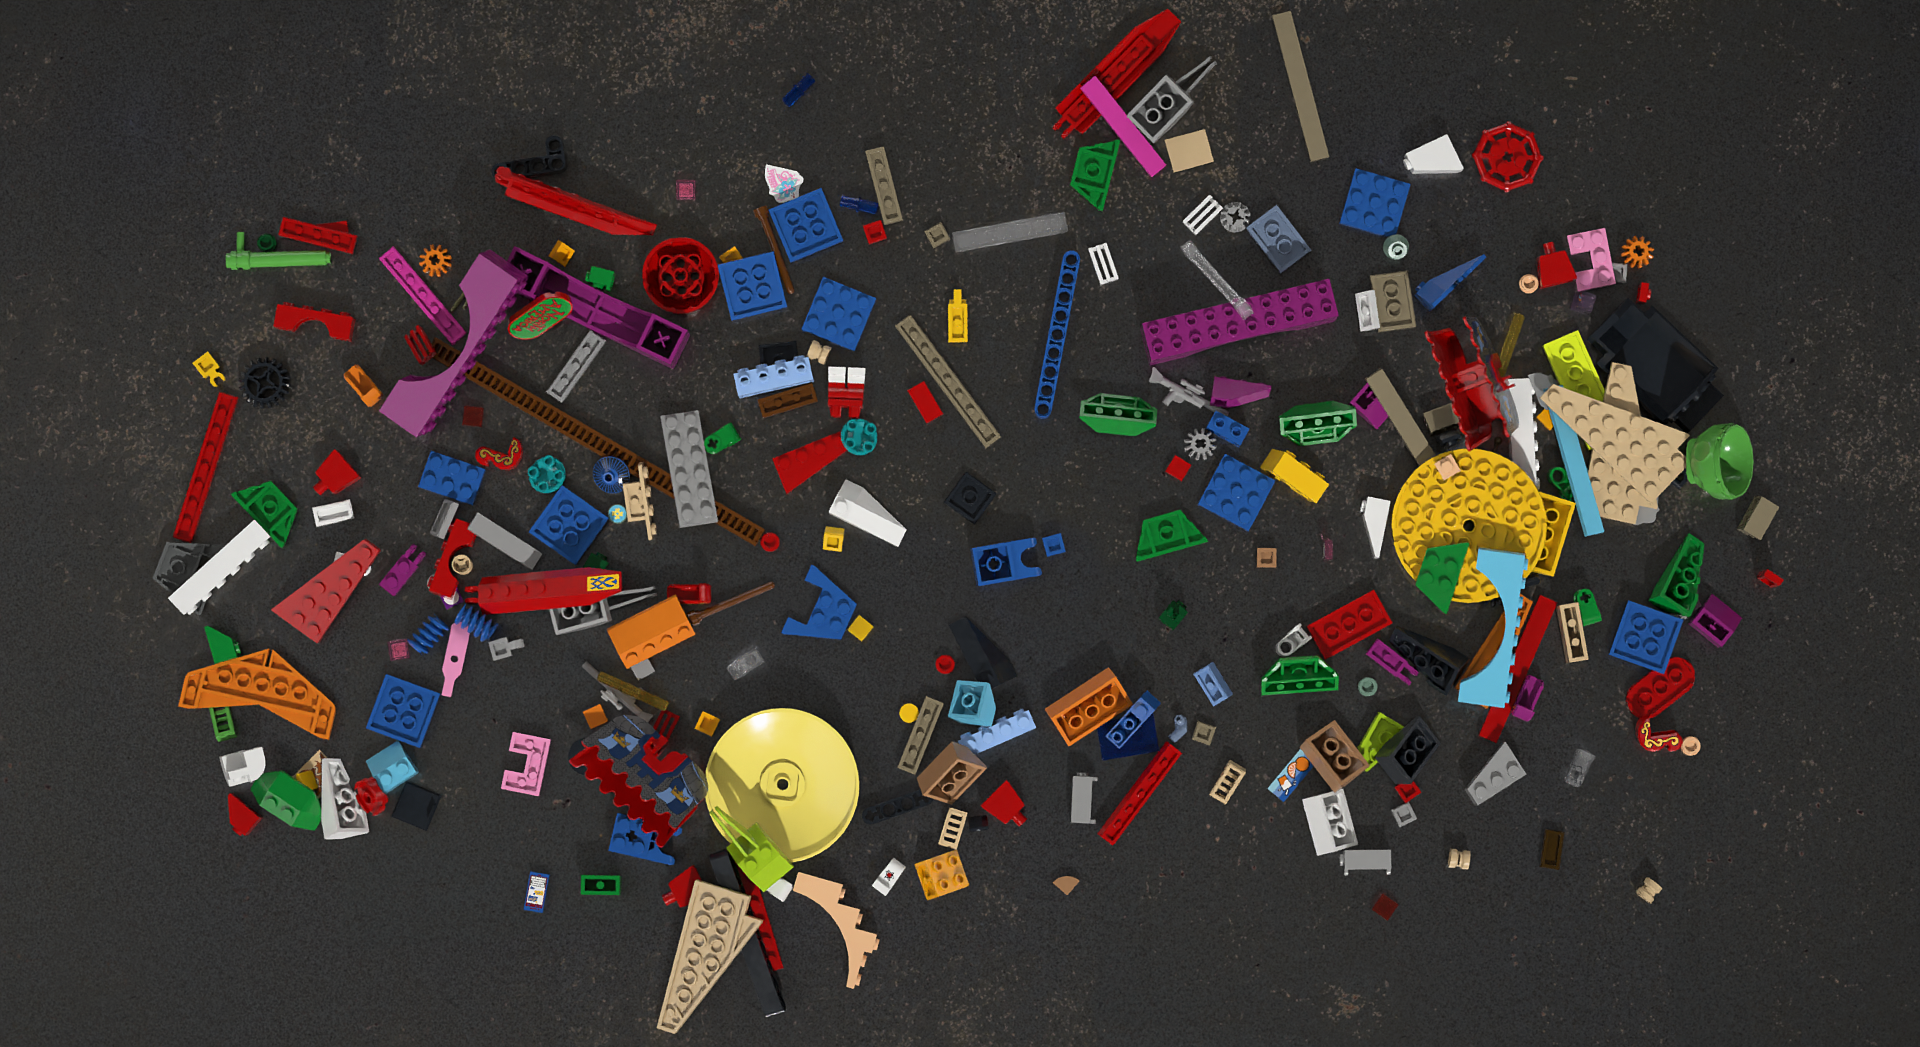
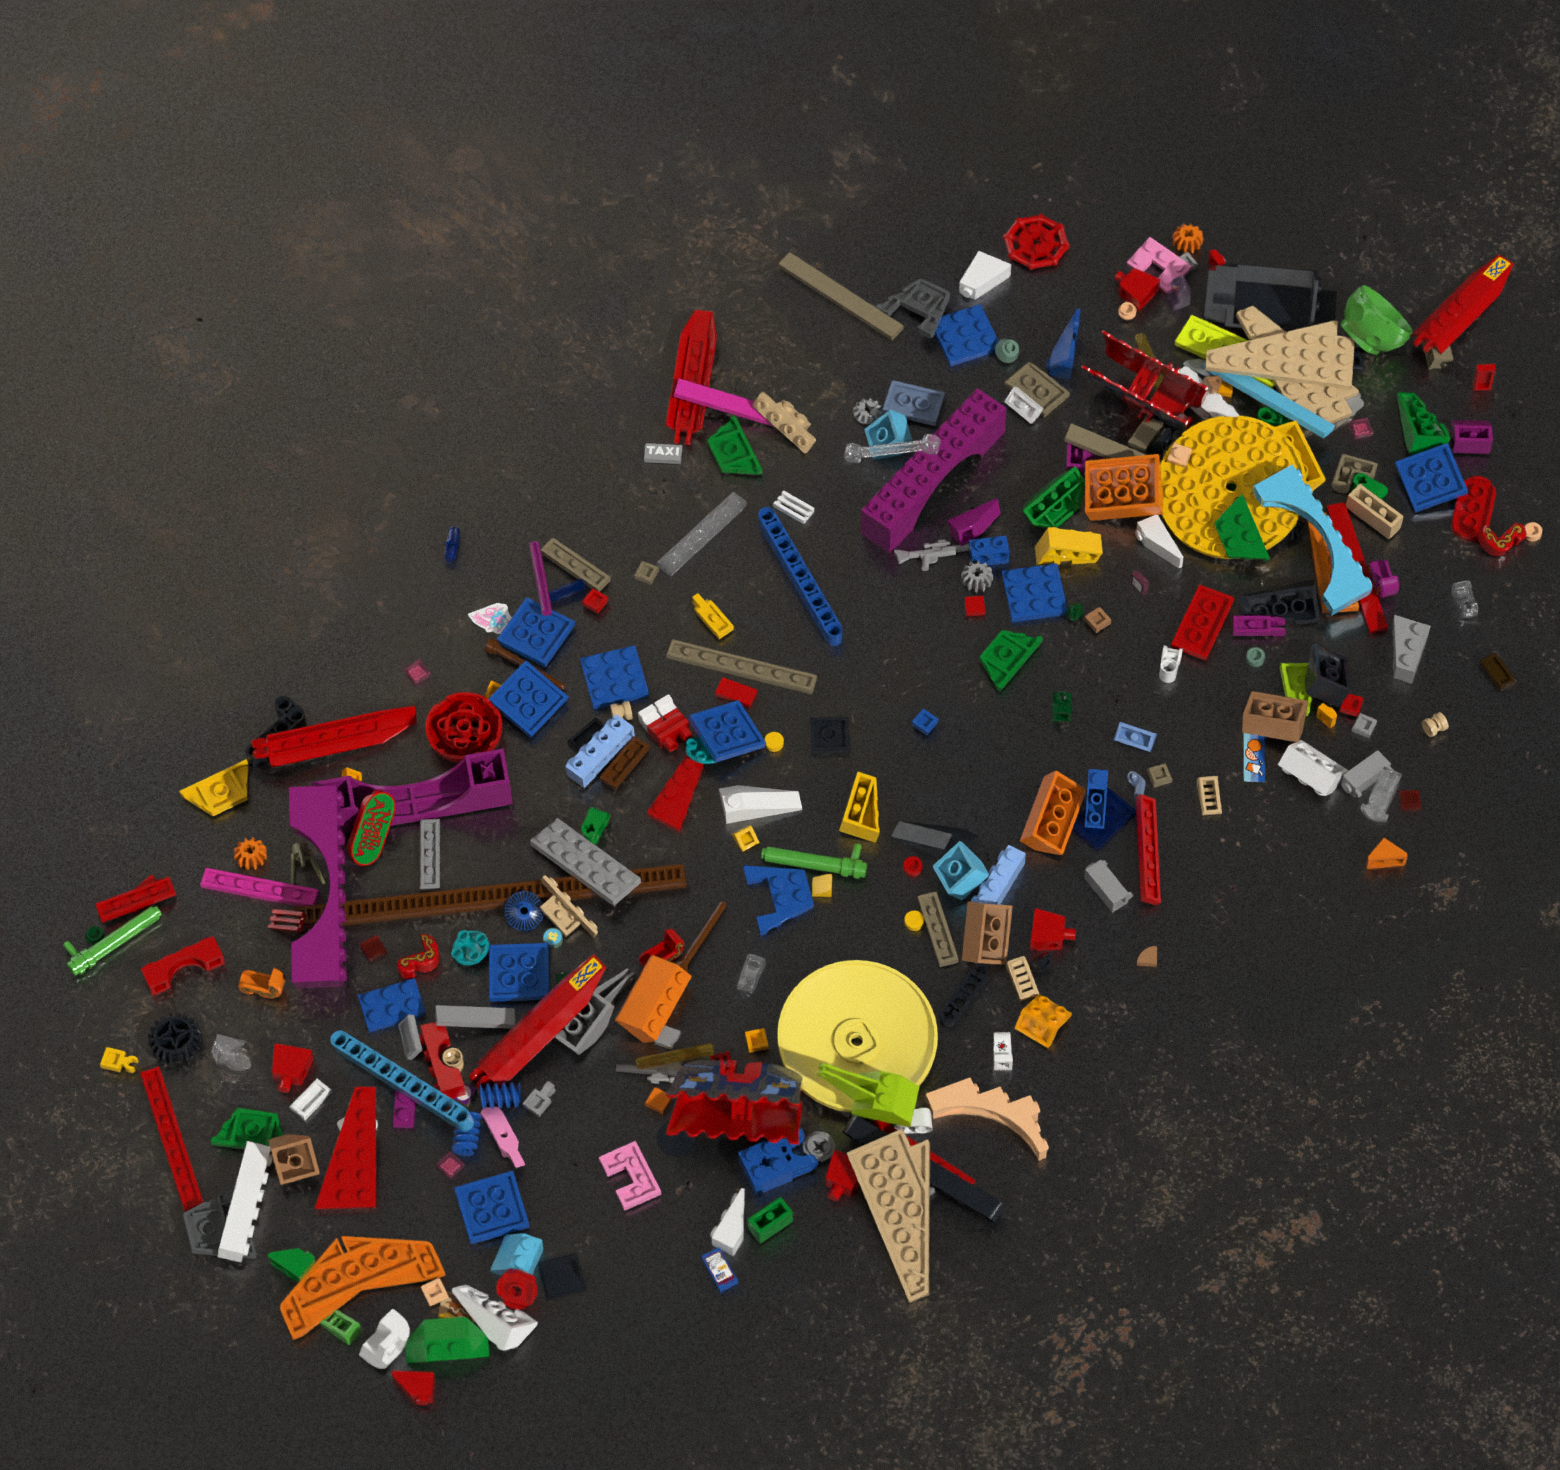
camera: 35 degrees left, 25 degrees down
(277, 559) = (293, 1157): none -> medium nougat slope
(294, 432) = (229, 1054): none -> clear piece
(310, 748) = (434, 1292): none -> light nougat plate
(413, 562) = (406, 1087): none -> dark azure beam
(453, 184) = (220, 790): none -> yellow wing
(568, 868) = (731, 1229): none -> white slope
(600, 278) = (399, 774): green brick -> none
(680, 842) = (819, 1138): none -> light grey gear
(770, 542) = (695, 874): red tile -> none
(845, 178) = (540, 578): none -> magenta axle
(887, 436) = (727, 731): none -> blue plate
(889, 626) = (846, 866): none -> bright green cylinder
(921, 470) = (774, 741): none -> yellow tile
(940, 587) = (861, 810): none -> yellow wedge
(1008, 559) = (895, 759): blue brick -> none
(1035, 130) = (663, 453): none -> light grey tile
(1118, 414) = (898, 597): green wedge -> none
(1159, 179) = (786, 420): none -> tan bracket
(1166, 103) = (749, 364): light grey slope -> none
(1189, 150) = (794, 390): tan sticker -> none
(1192, 214) = (843, 413): white tile -> none
(1233, 256) = (888, 429): none -> medium azure slope
(1253, 536) = (1074, 611): none -> dark green plate
(1299, 676) = (1197, 676): green wedge -> none
(1322, 940) = (1386, 855): none -> orange slope
(1362, 889) = (1382, 795): none -> clear piece
(1365, 144) = (922, 299): none -> dark grey wing
(1380, 458) = (1123, 487): none -> orange slope
(1380, 784) = (1326, 715): none -> light orange plate
(1536, 414) = (1213, 383): none -> medium nougat tile
(1588, 575) = (1348, 468): none -> dark tan brick
(1631, 543) = (1361, 428): none -> clear pink tile
(1814, 494) = (1463, 305): none -> red hinge

